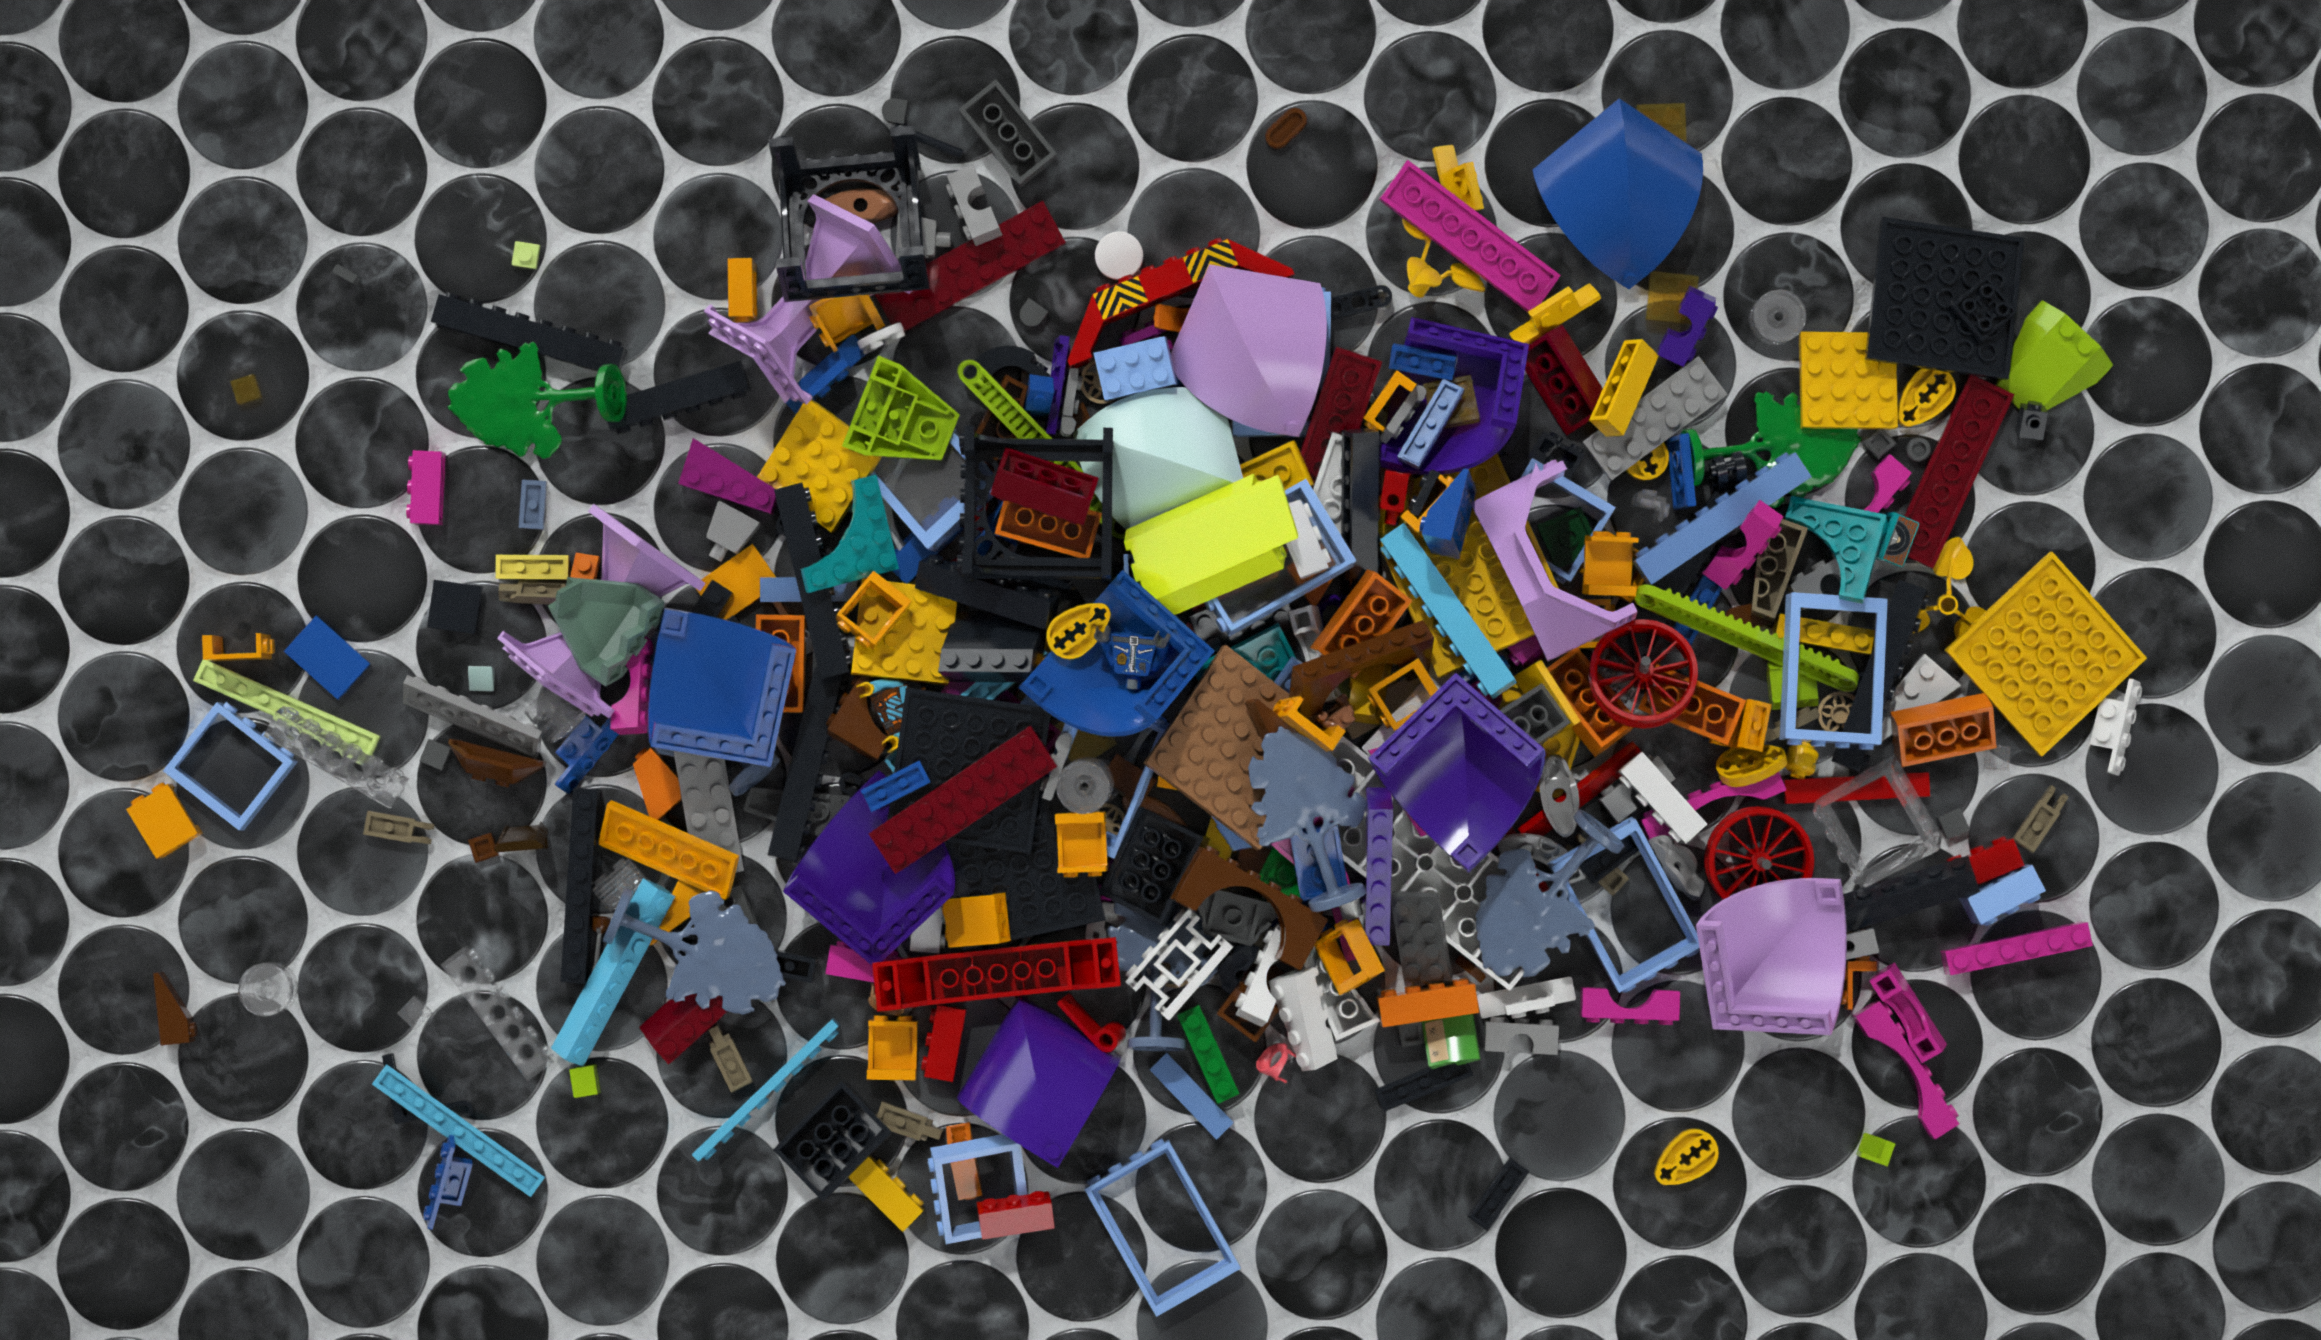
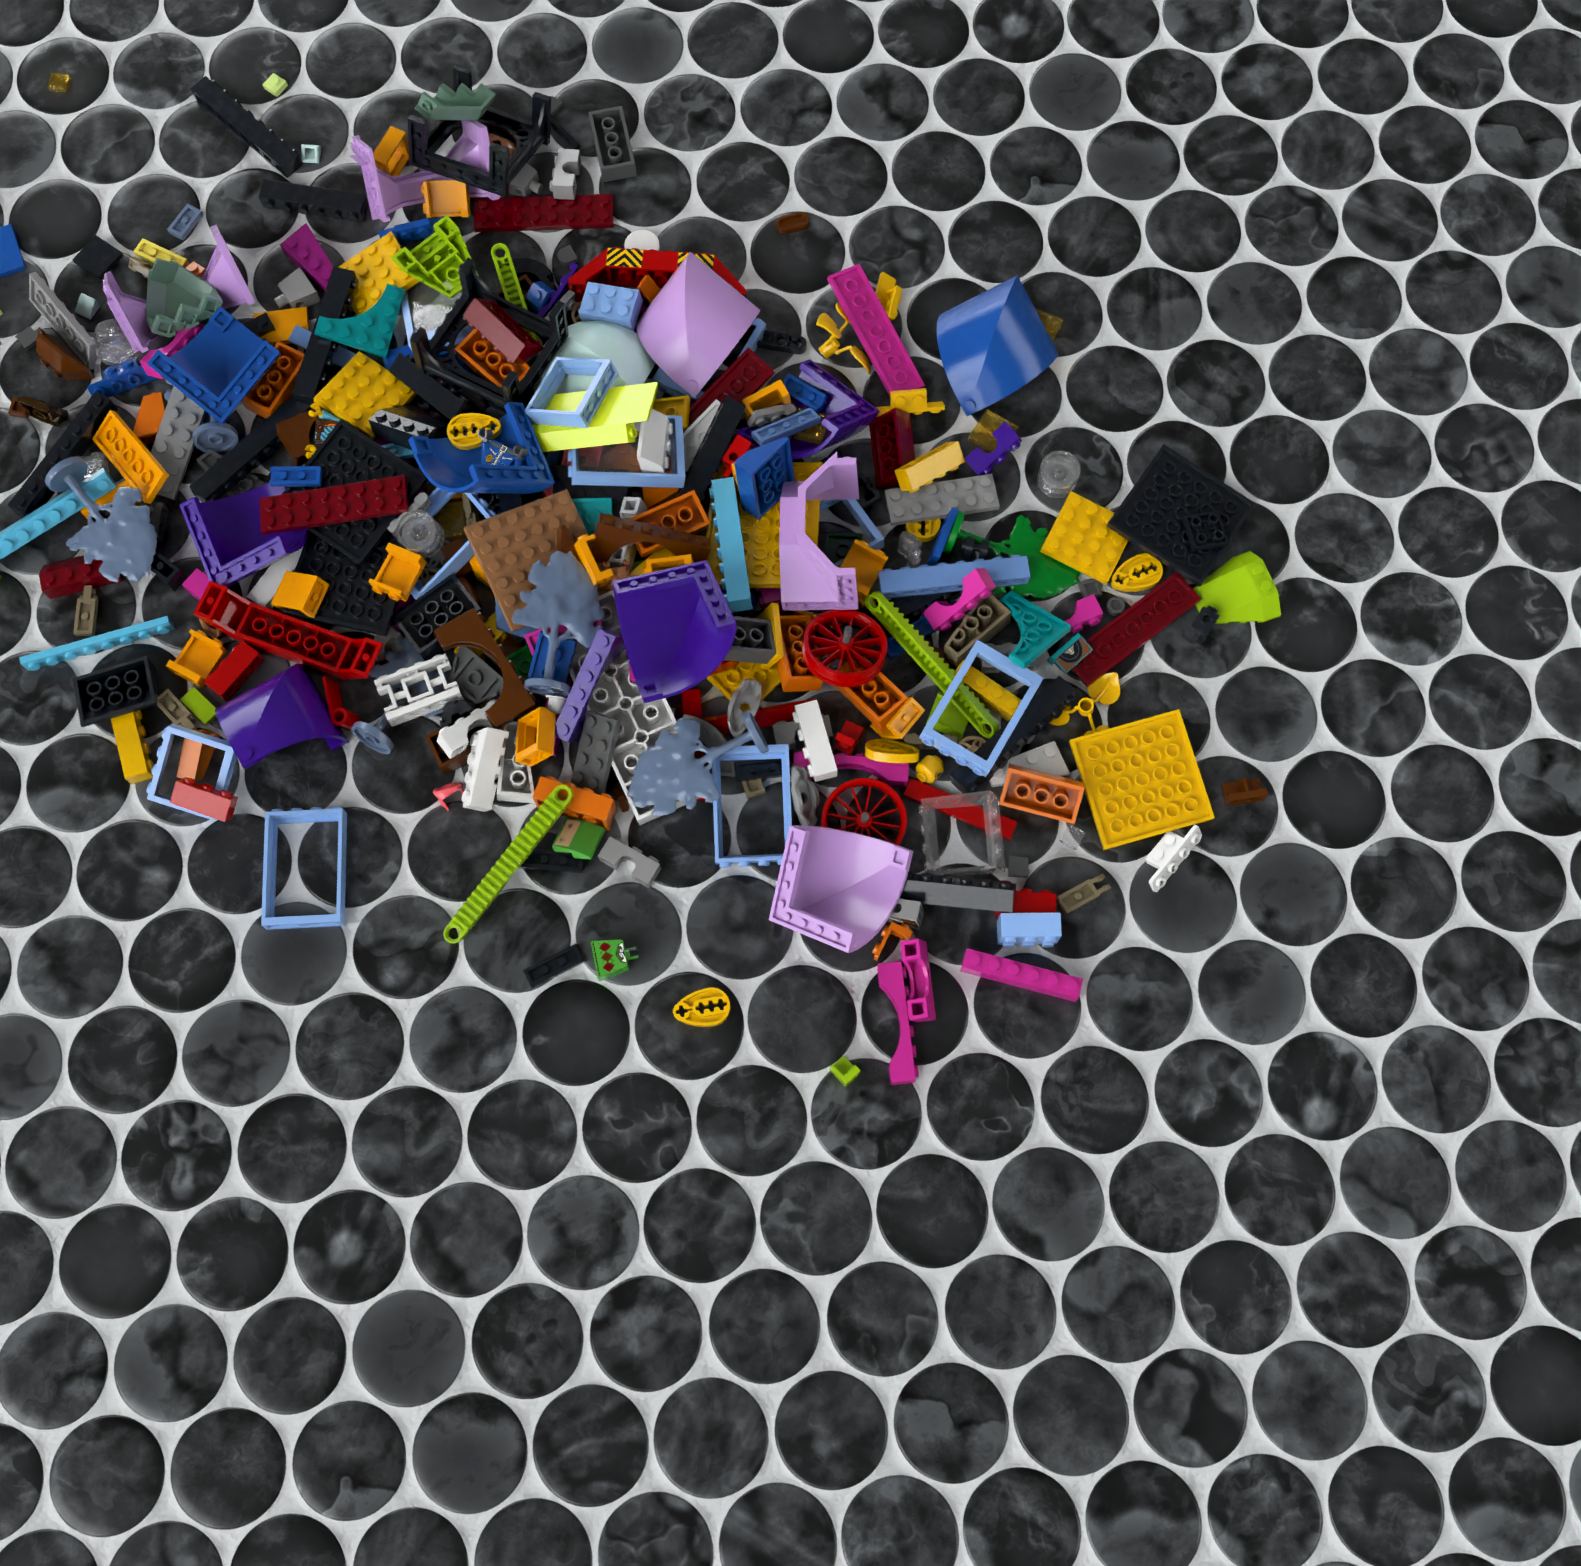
camera: 30 degrees right, 15 degrees down
(426, 487) = (127, 182): dark pink brick -> none
(502, 401) = (202, 153): green plant -> none
(630, 329) = (310, 153): none -> light aqua slope
(804, 203) = (457, 105): none -> sand green panel
(882, 337) = (464, 219): white tile -> none
(888, 592) = (346, 353): light orange window -> none
(928, 1102) = (199, 706): none -> lime tile
(1191, 1096) = (379, 790): medium blue tile -> none
(1208, 519) = (604, 377): none -> light blue window
(1208, 1053) = (405, 765): green brick -> none
(1394, 1112) = (508, 864): none -> lime gear
(1526, 998) = (648, 837): white bracket -> none
(1559, 1154) = (612, 957): none -> bright green torso
(1660, 1006) = (740, 889): dark pink arch -> none
(1693, 768) = (848, 738): none -> red brick
(2164, 608) = (1243, 792): none -> reddish brown panel

